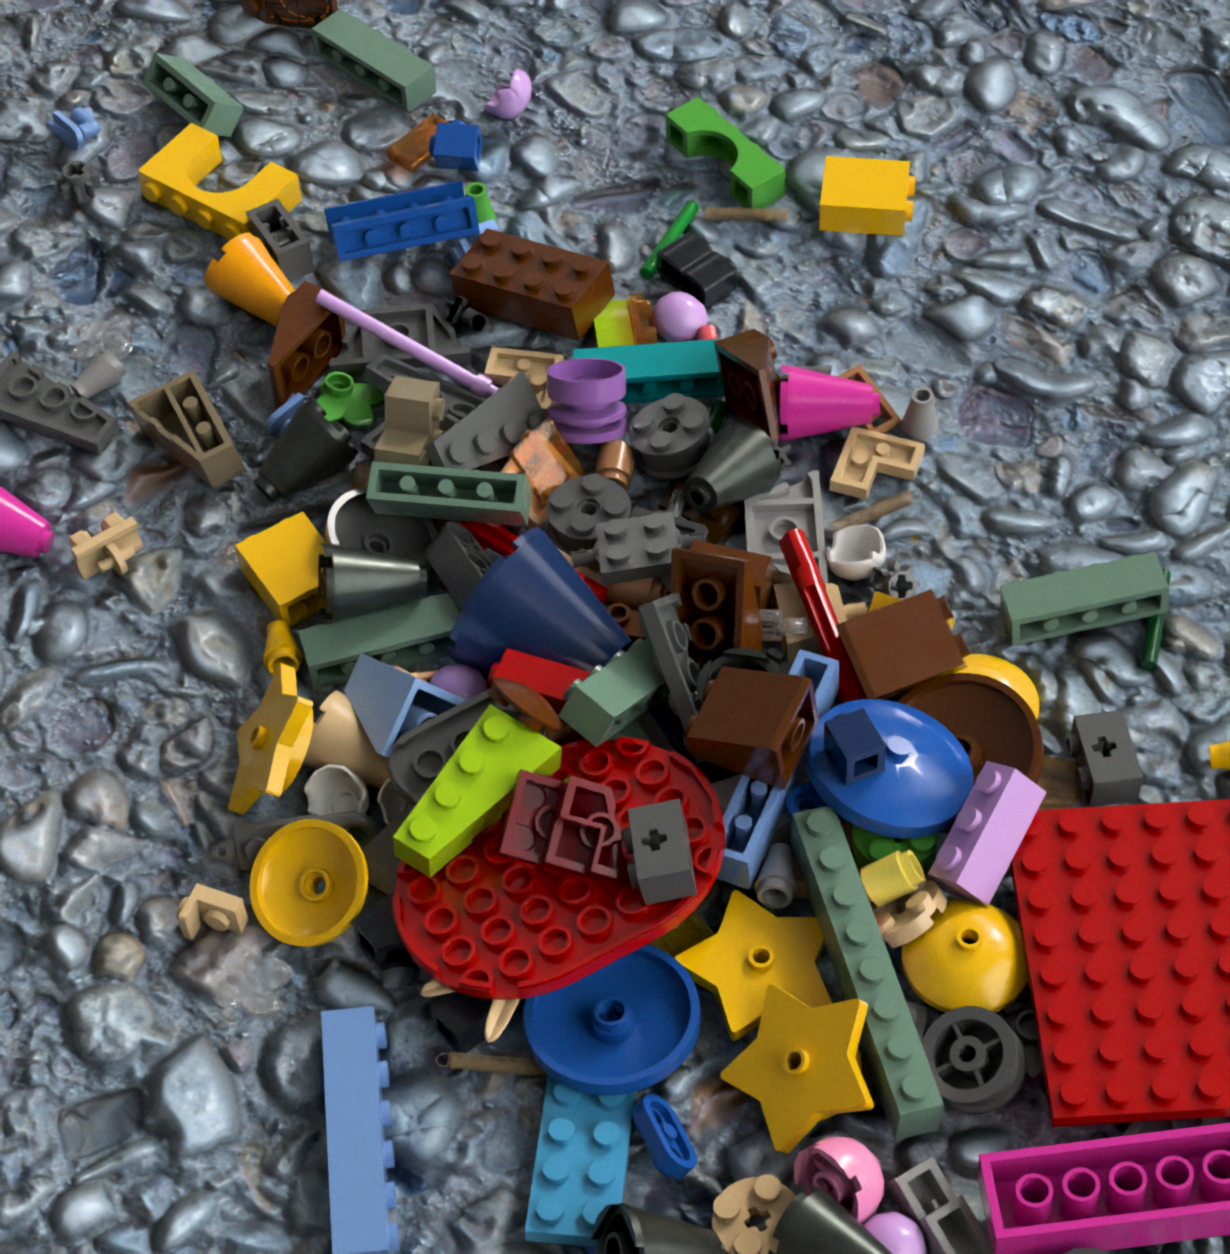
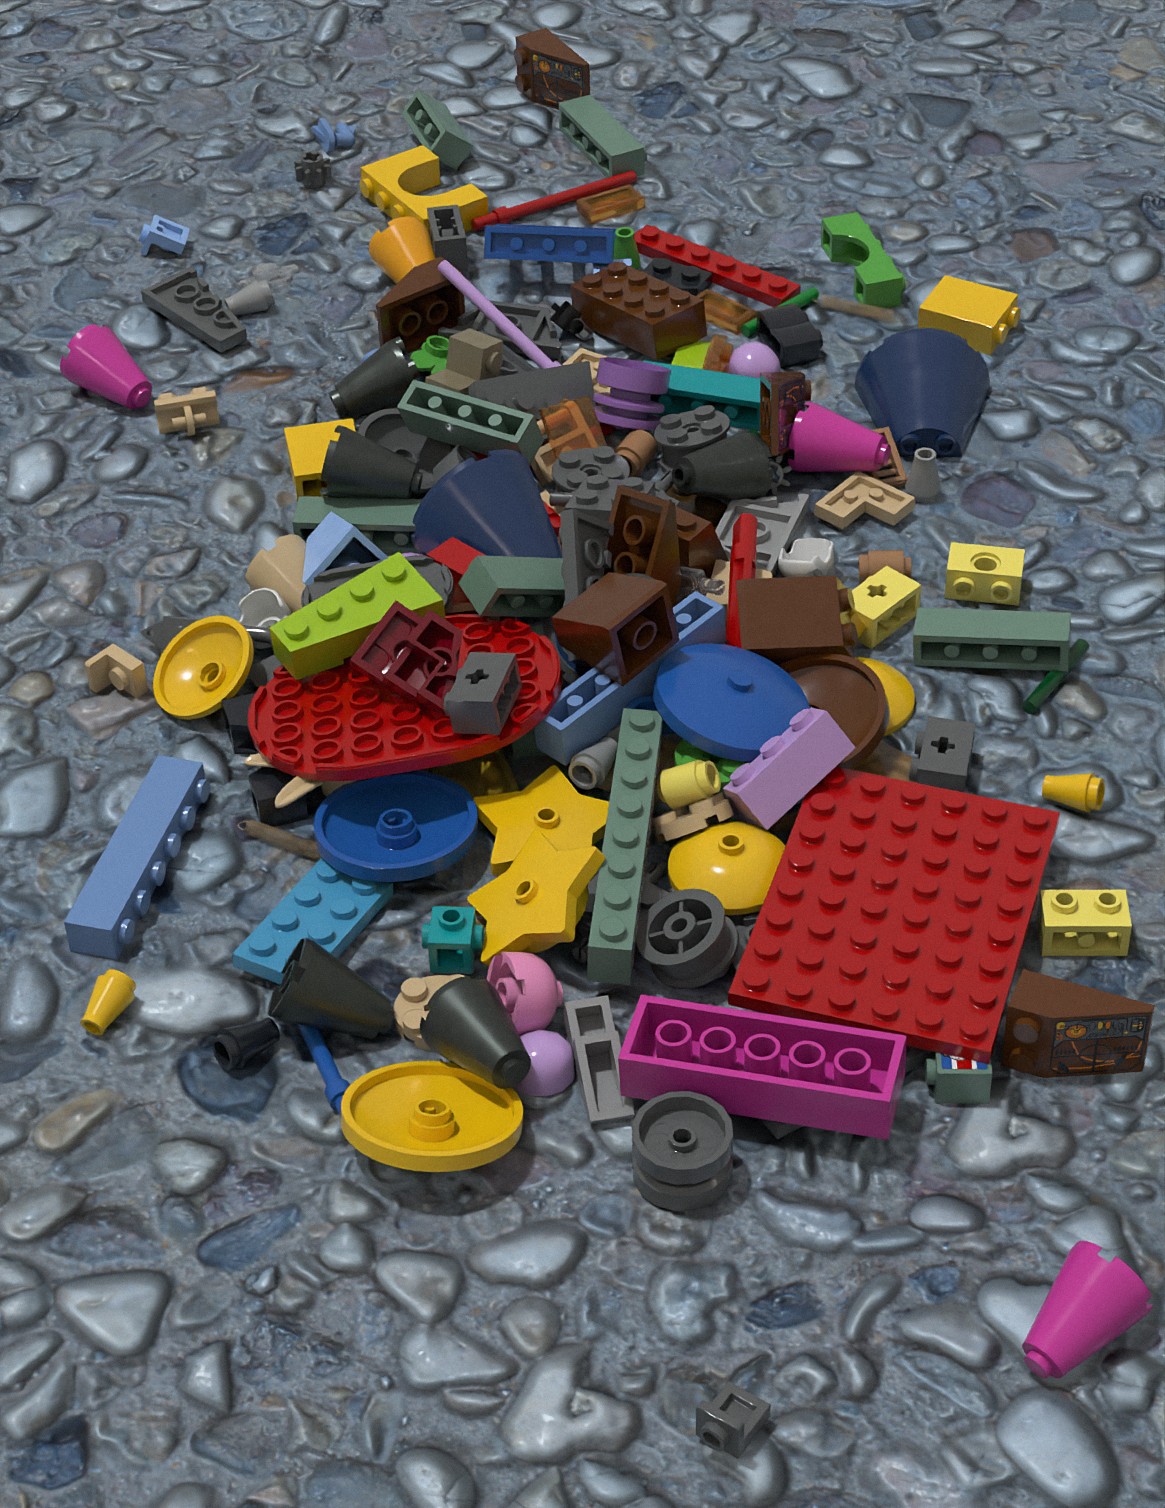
camera: 20 degrees right, 10 degrees down
(189, 428) = (299, 345): dark tan wedge -> none
(252, 980) = (121, 728): clear plate -> none
(272, 742) = (228, 562): yellow plate -> none
(280, 647) = (280, 513): yellow cone -> none
(317, 189) = (504, 215): none -> red bar
(456, 146) = (633, 206): blue brick -> none
(511, 99) = (700, 184): lavender hair -> none
(534, 708) = (433, 564): reddish brown dish -> none
(542, 224) = (680, 276): none -> black wing
(576, 199) = (725, 269): none -> red plate
(623, 256) = (725, 312): none -> clear orange tile
(664, 1136) = (392, 925): blue plate -> none
(737, 1135) = (452, 931): none -> teal brick
(854, 746) = (694, 661): dark blue brick -> none
(868, 309) = (924, 389): none -> dark blue cone
(875, 515) = (855, 534): tan piece -> none
(934, 540) = (876, 560): none -> medium nougat brick
(960, 578) = (885, 604): none -> light yellow brick
(1035, 518) = (984, 573): none -> light yellow brick

